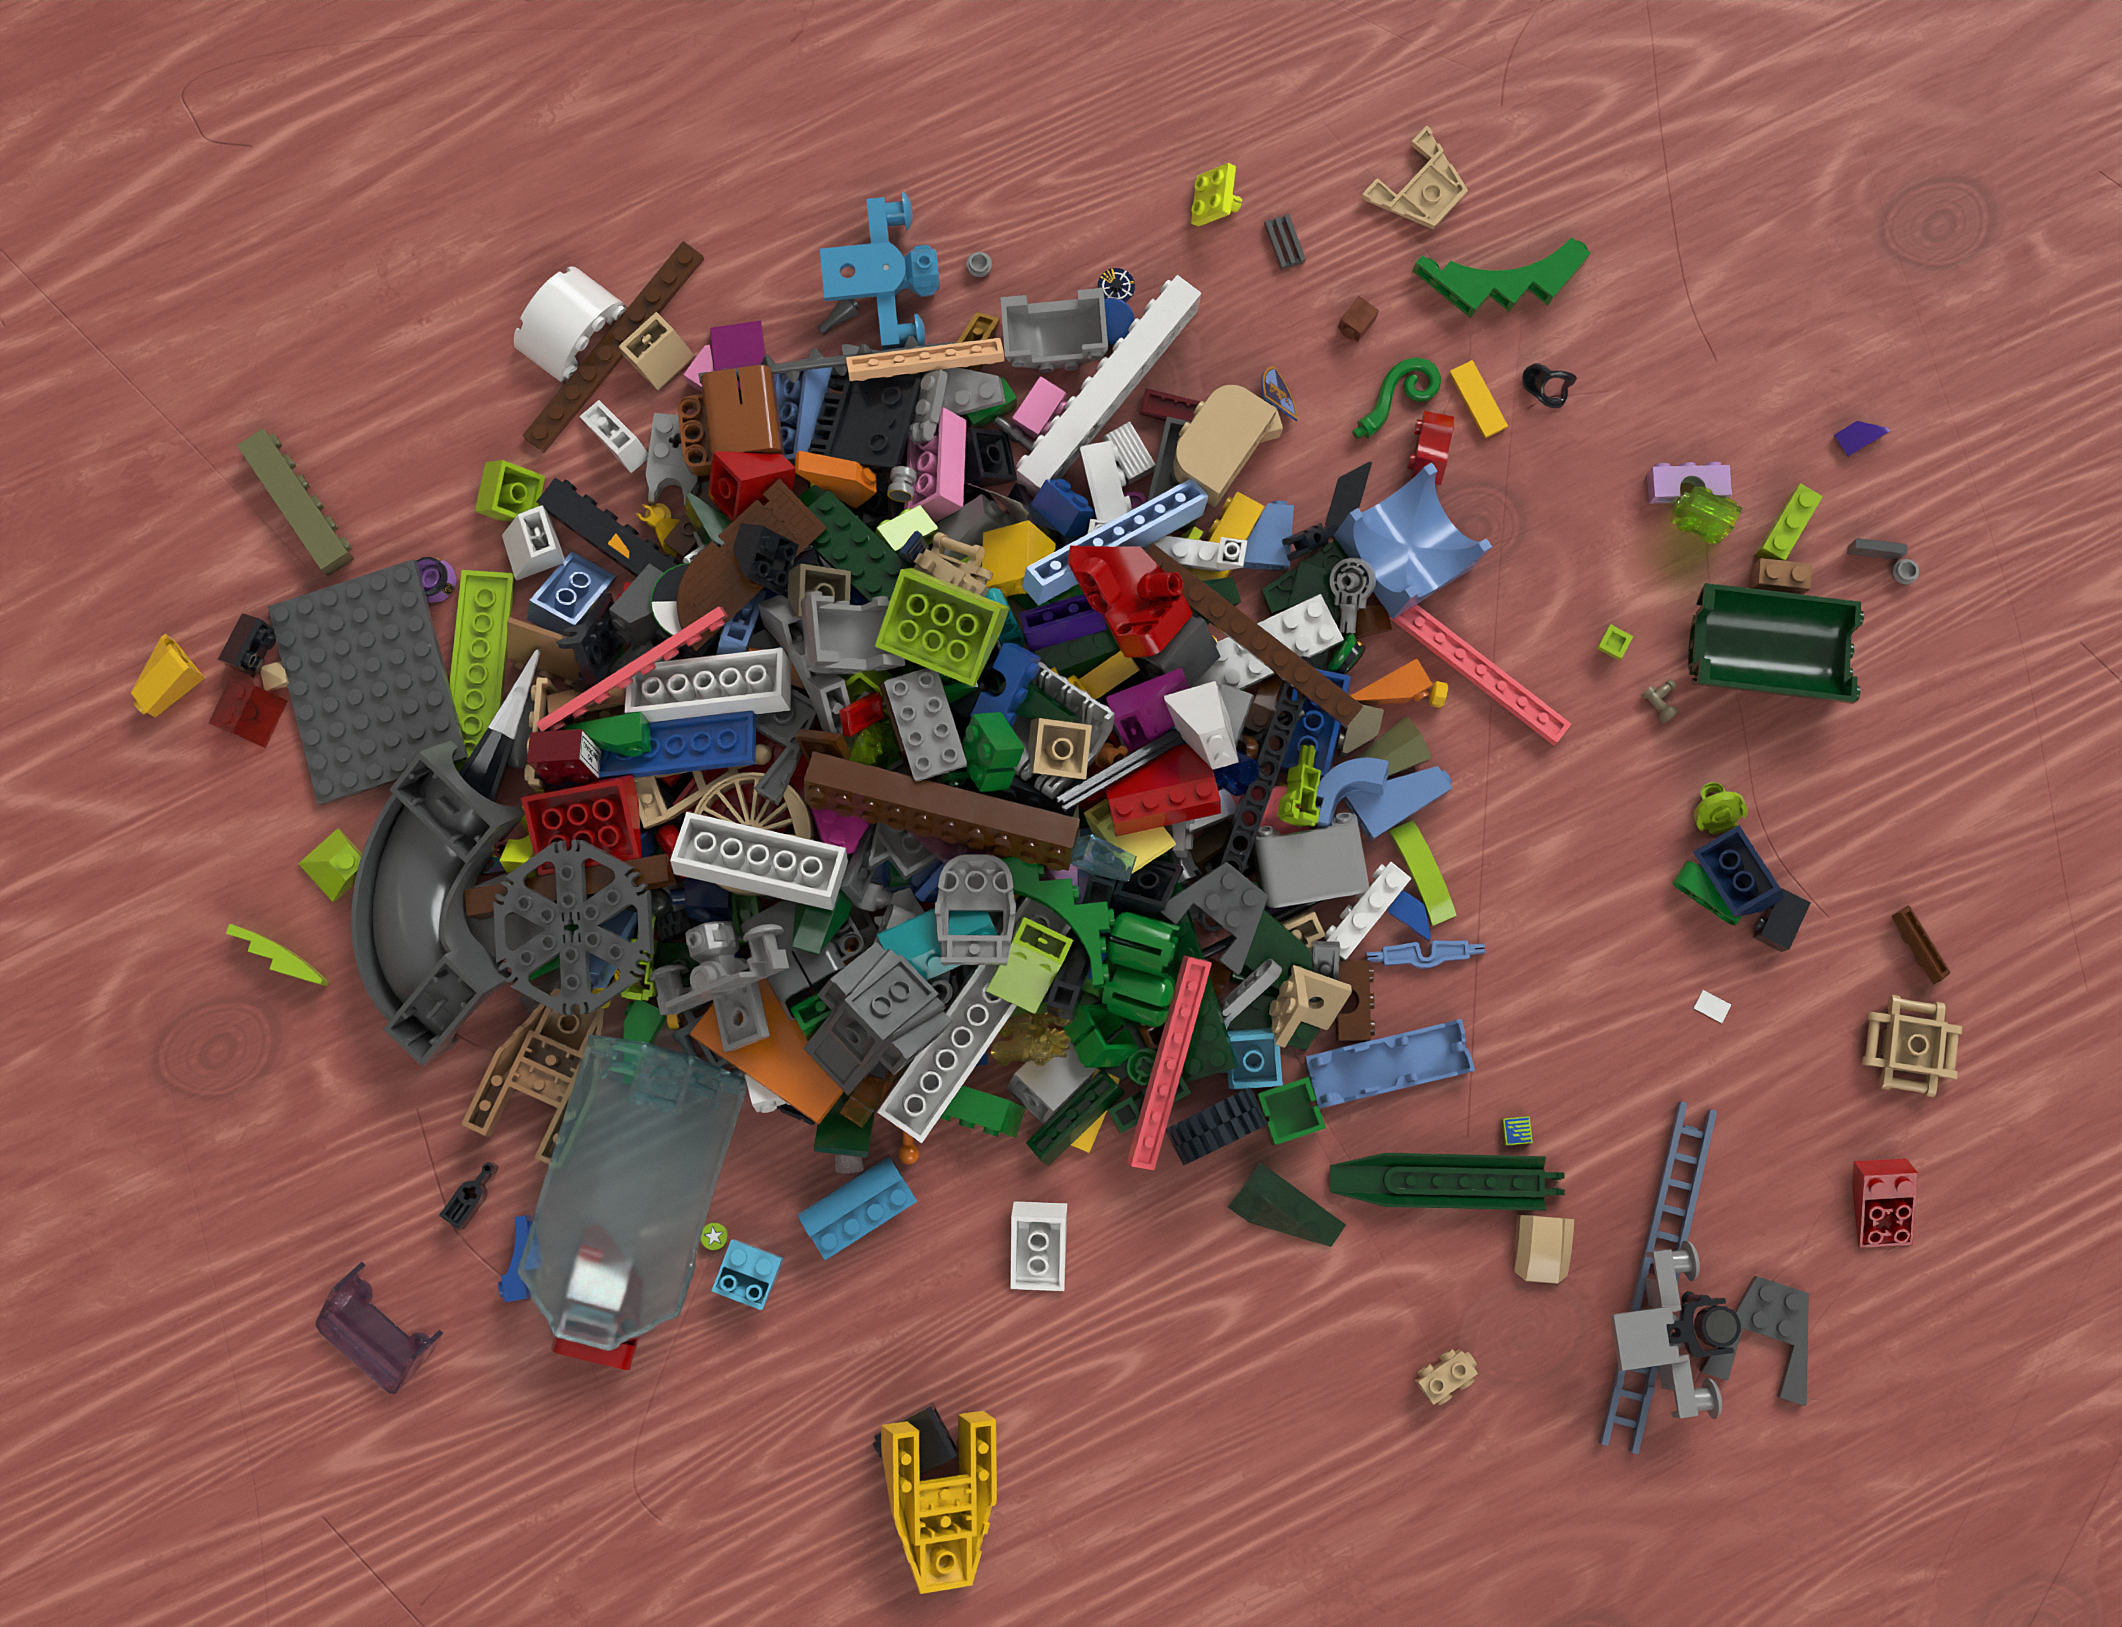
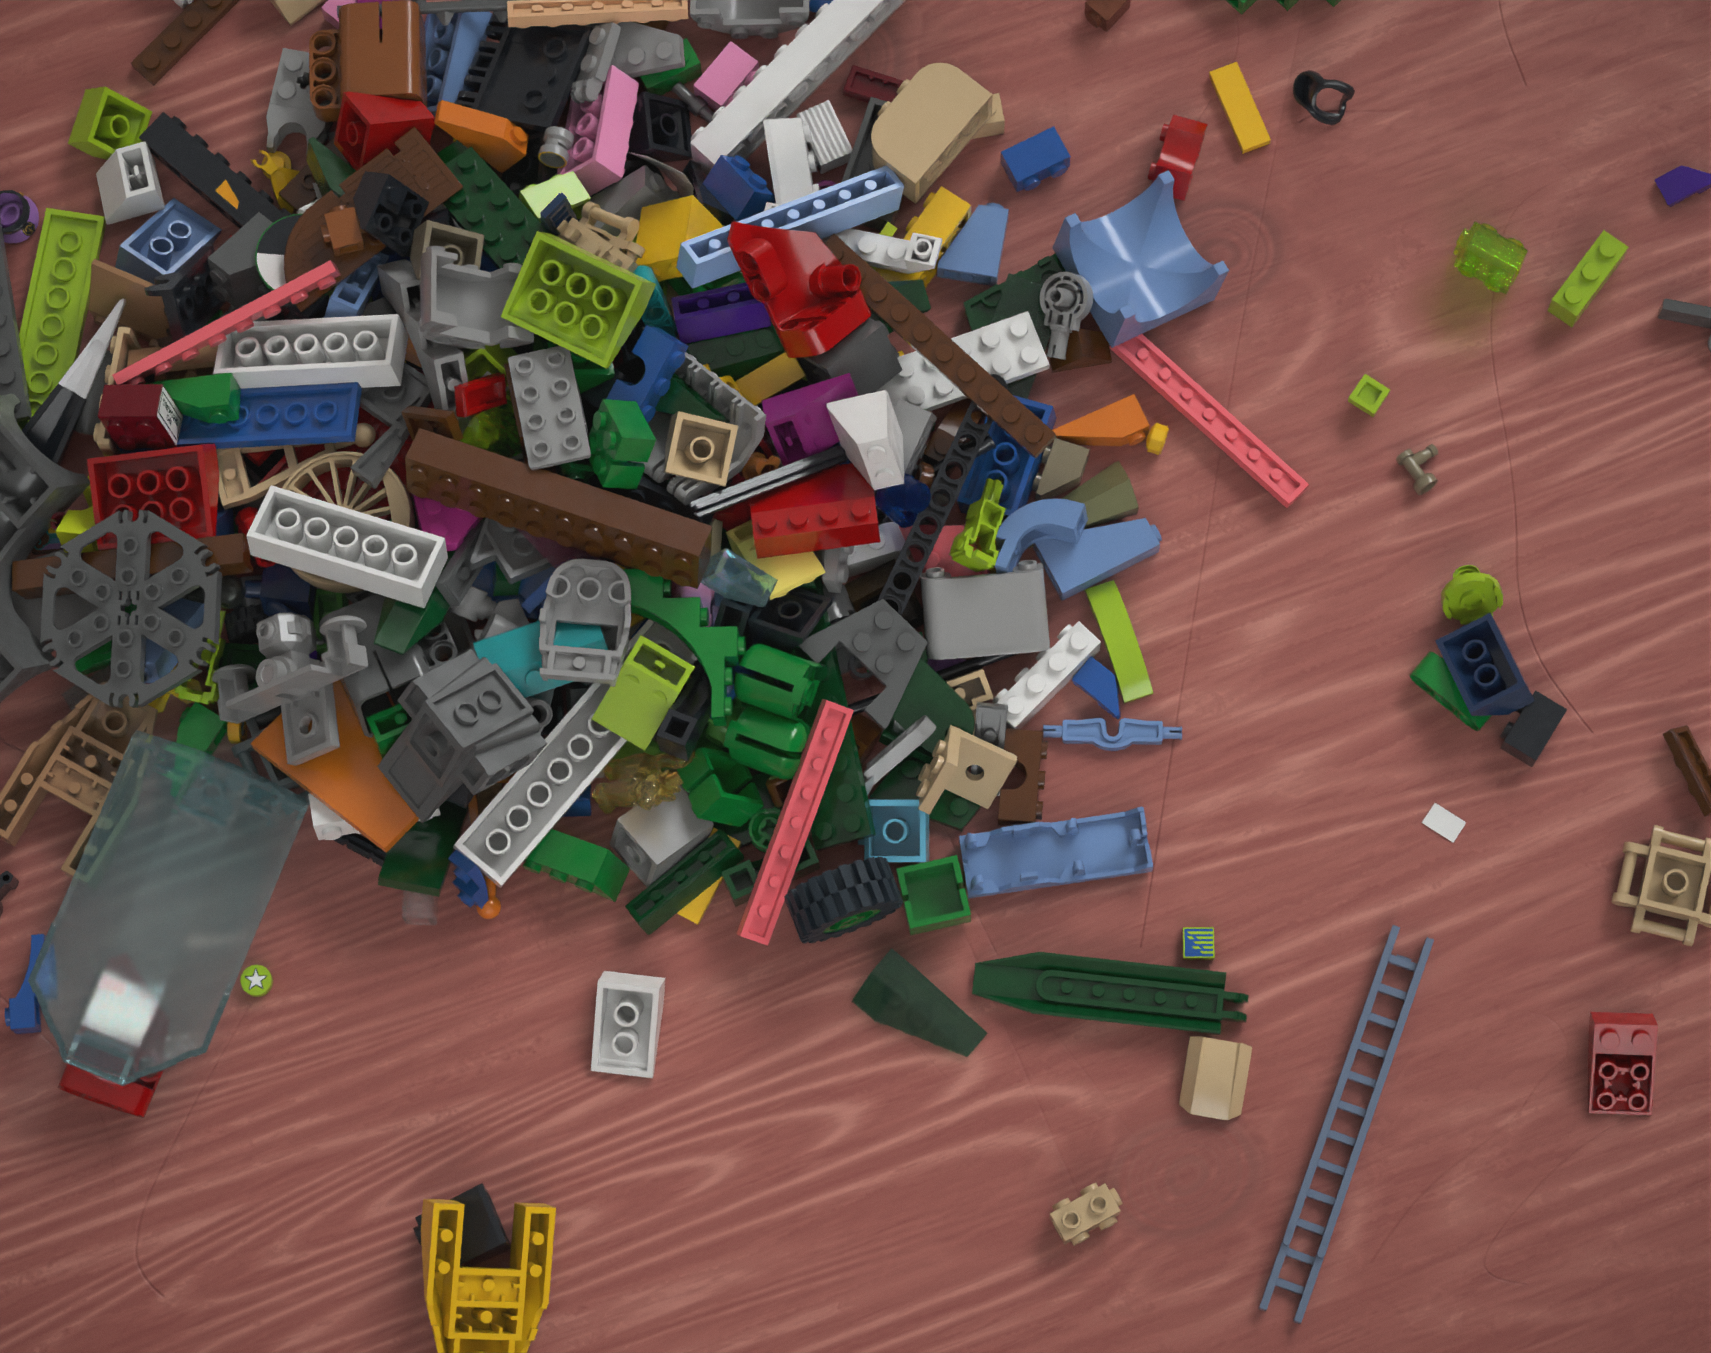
camera: 15 degrees right, 5 degrees down
(615, 436) = (236, 72): white slope -> none
(726, 577) = (343, 230): none -> dark orange brick
(747, 1274) = (290, 1023): medium azure slope -> none
(857, 1207) = (423, 960): dark azure brick -> none
(866, 1098) = (445, 829): clear orange brick -> none
(890, 1136) = (469, 881): none -> blue slope
(1277, 393) = (1004, 81): shield -> none
(1309, 539) = (1022, 250): black hinge -> none
(1310, 459) = (1035, 160): none -> blue brick
(1345, 655) = (1054, 385): green piece -> none
(1348, 494) = (1078, 199): black sticker -> none
(1378, 416) = (1118, 119): green plant -> none
(1646, 1340) = (1317, 1180): light grey piece -> none
(1665, 480) = (1451, 214): lavender arch -> none
(1774, 643) = (1556, 409): dark green cylinder -> none
(1777, 1314) = (1481, 1179): dark grey wing -> none
(1781, 576) = (1573, 336): medium nougat brick -> none

